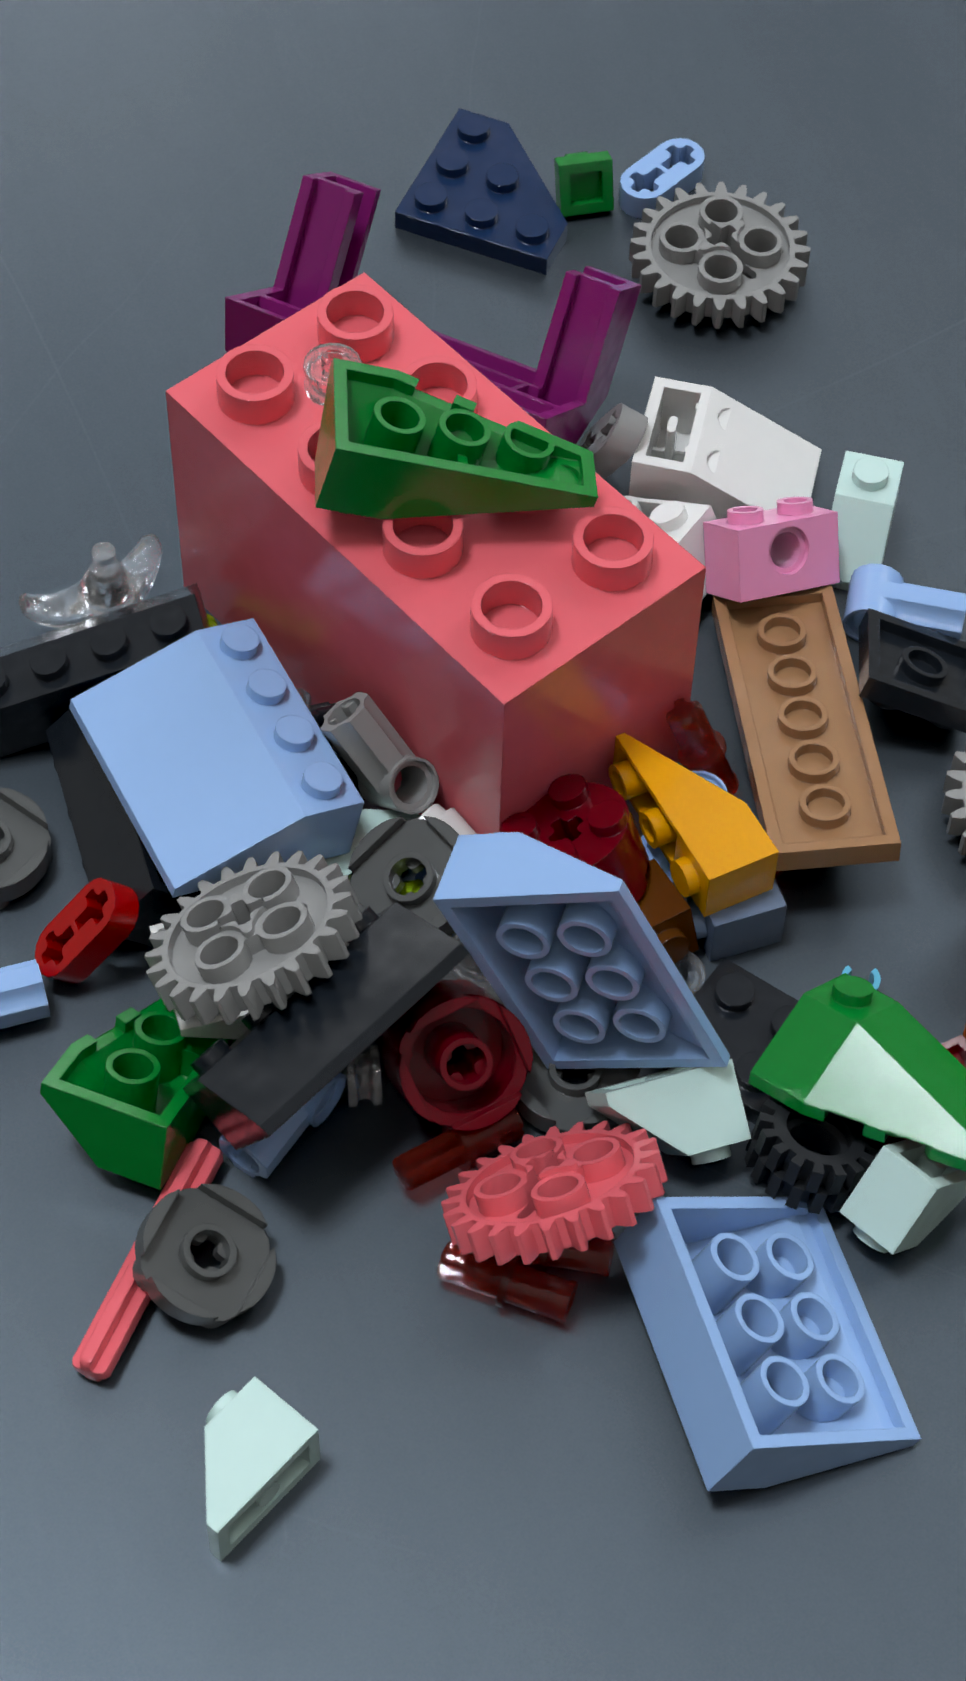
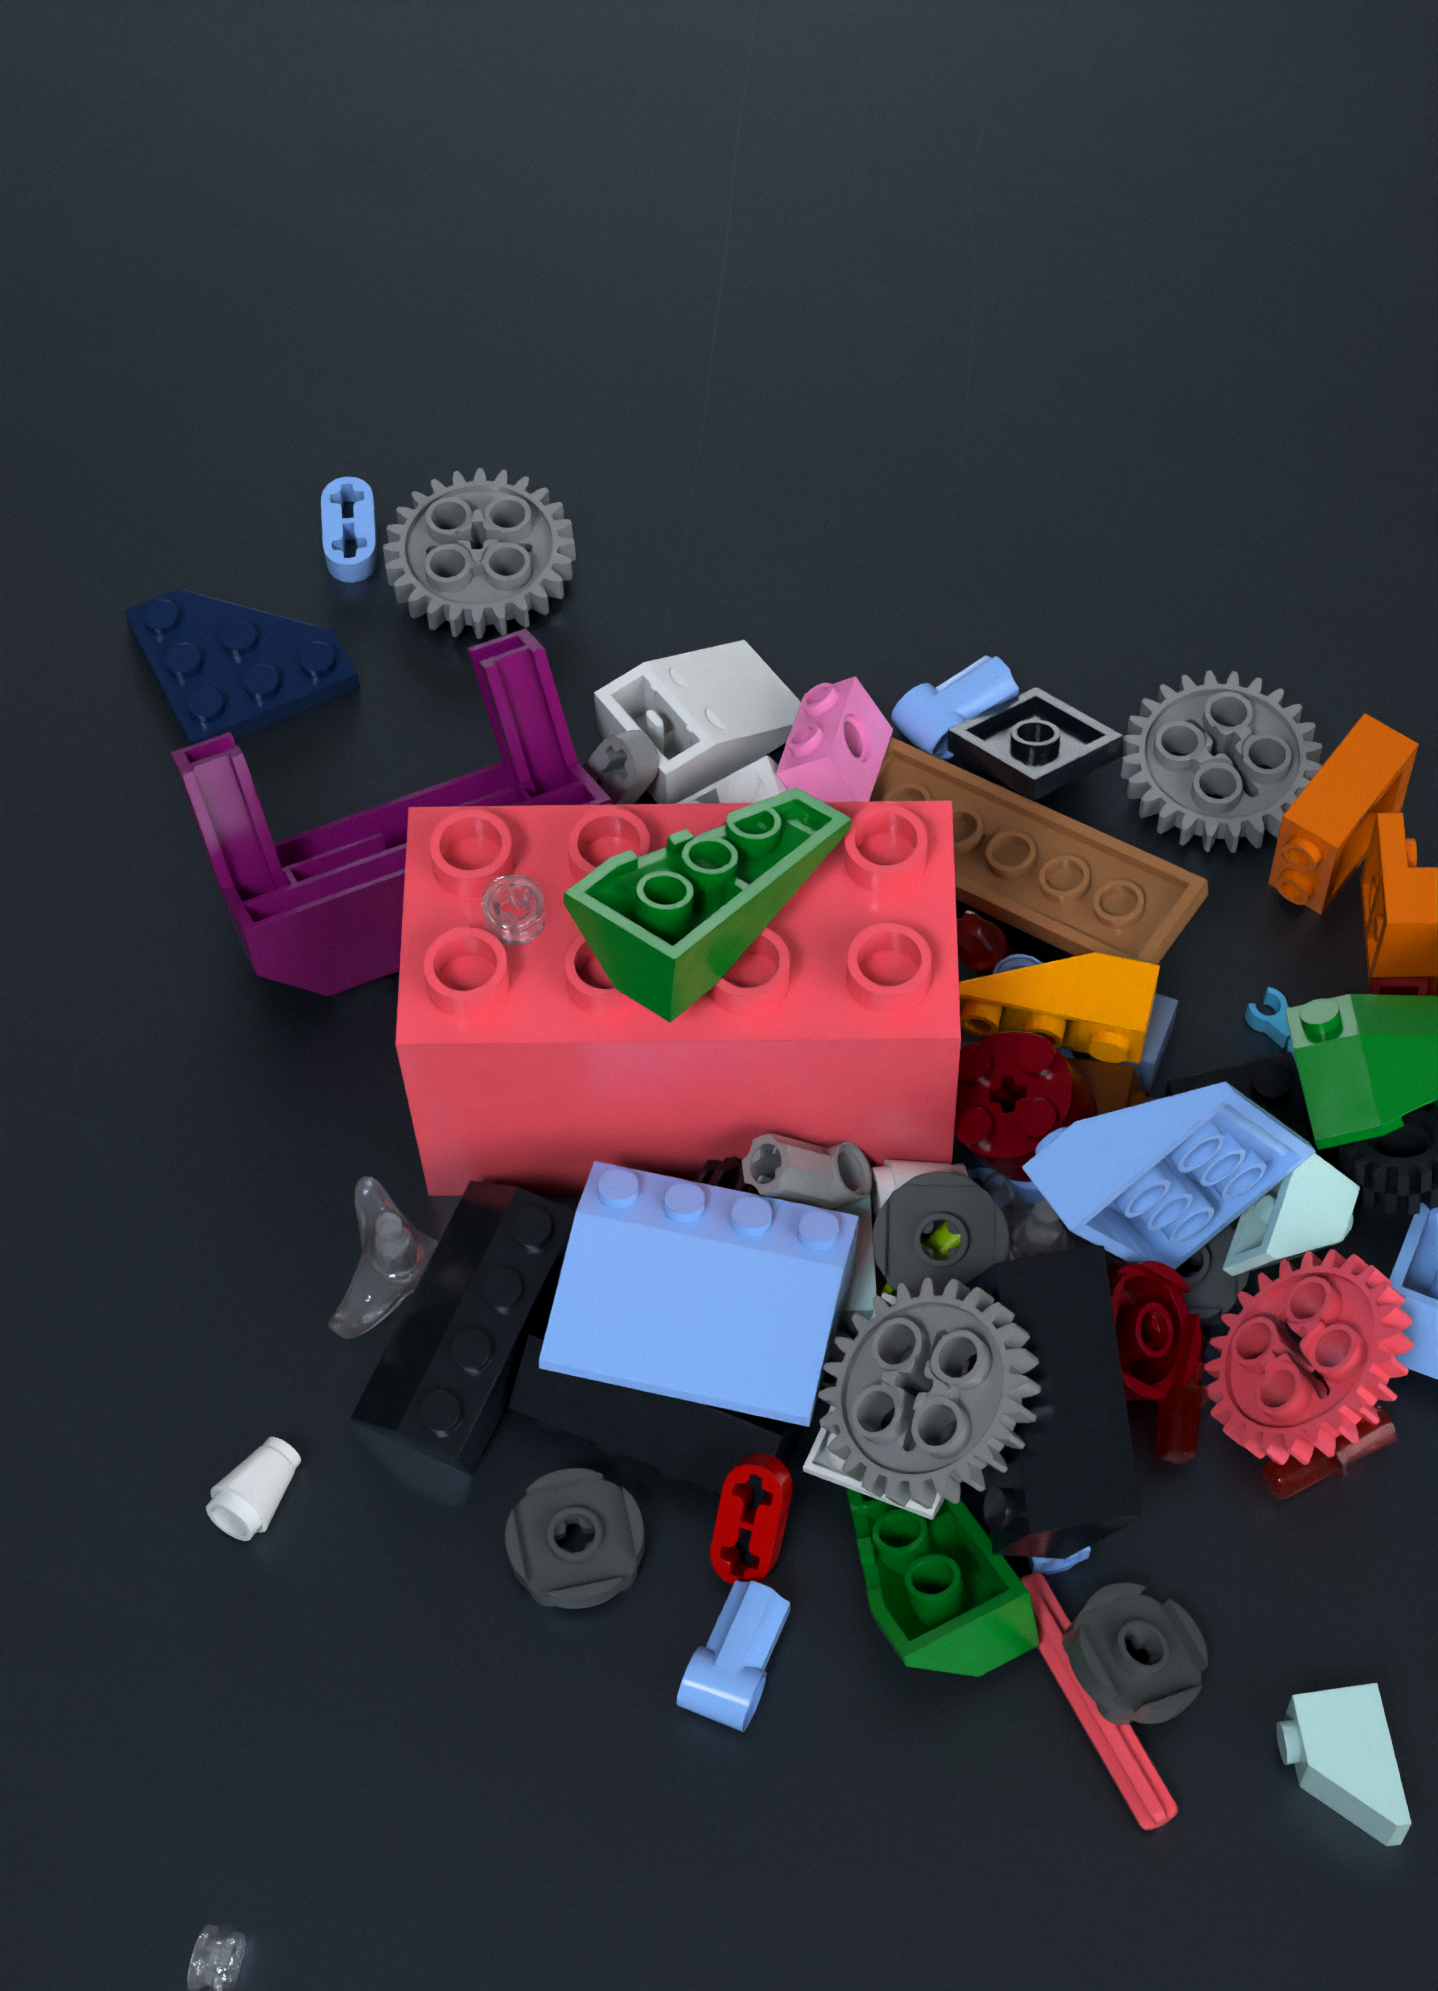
camera: 45 degrees left, 5 degrees up
(584, 183) = (305, 584): green tile -> none
(865, 510) = (838, 645): light aqua slope -> none

